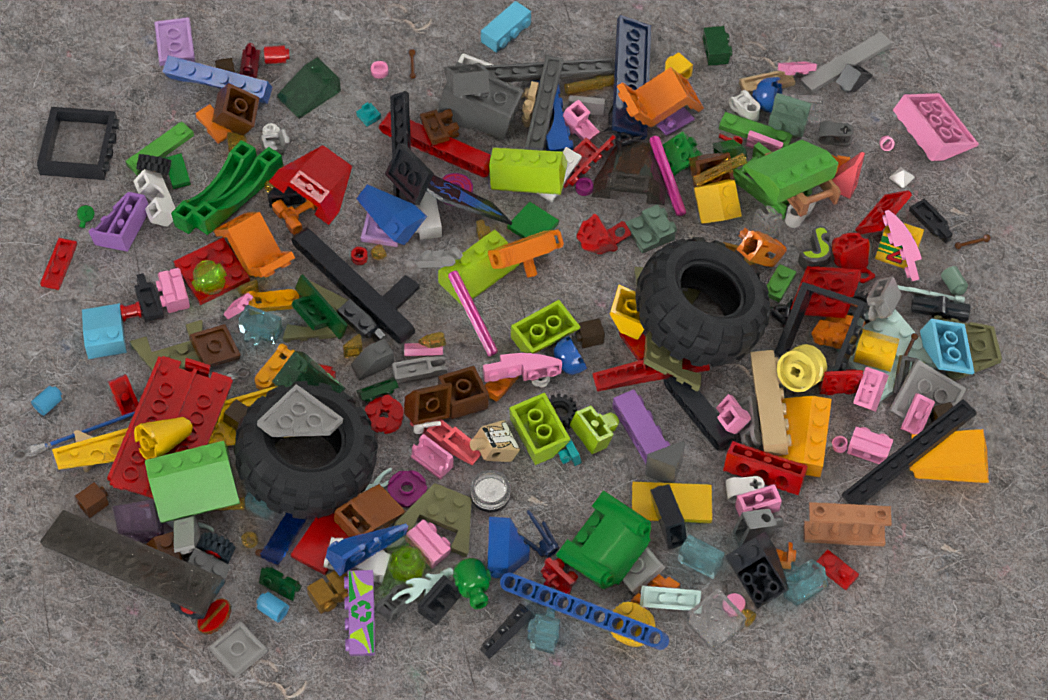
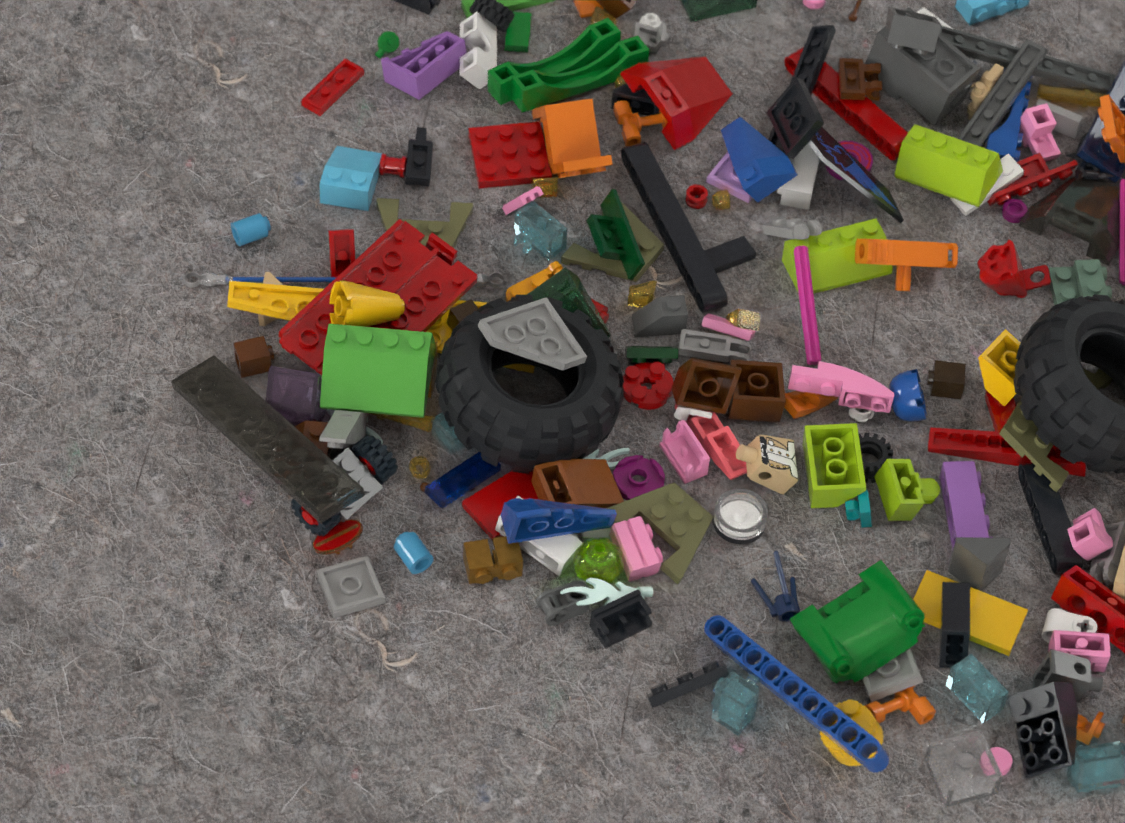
camera: 20 degrees right, 5 degrees down
(173, 290) = (453, 159): bright pink brick -> none
(209, 277) = (501, 157): clear neon green plant -> none
(215, 346) = (475, 236): reddish brown plate -> none
(273, 300) = (567, 210): light orange plate -> none
(274, 581) = (430, 526): dark green hinge -> none
(360, 321) = (663, 267): black hinge -> none
(361, 613) = (516, 595): medium lavender brick -> none
(368, 114) = (778, 42): teal tile -> none
(473, 581) = (671, 611): green piece -> none
(481, 229) = (861, 213): clear yellow plate -> none
(505, 547) = (727, 582): blue wedge -> none
(532, 221) = (930, 226): green tile -> none
(543, 328) = (889, 350): lime slope -> none
(556, 577) = (779, 643): red hips -> none
(669, 598) = (912, 719): light aqua plate -> none
(750, 616) = (1009, 783): clear yellow hinge -> none

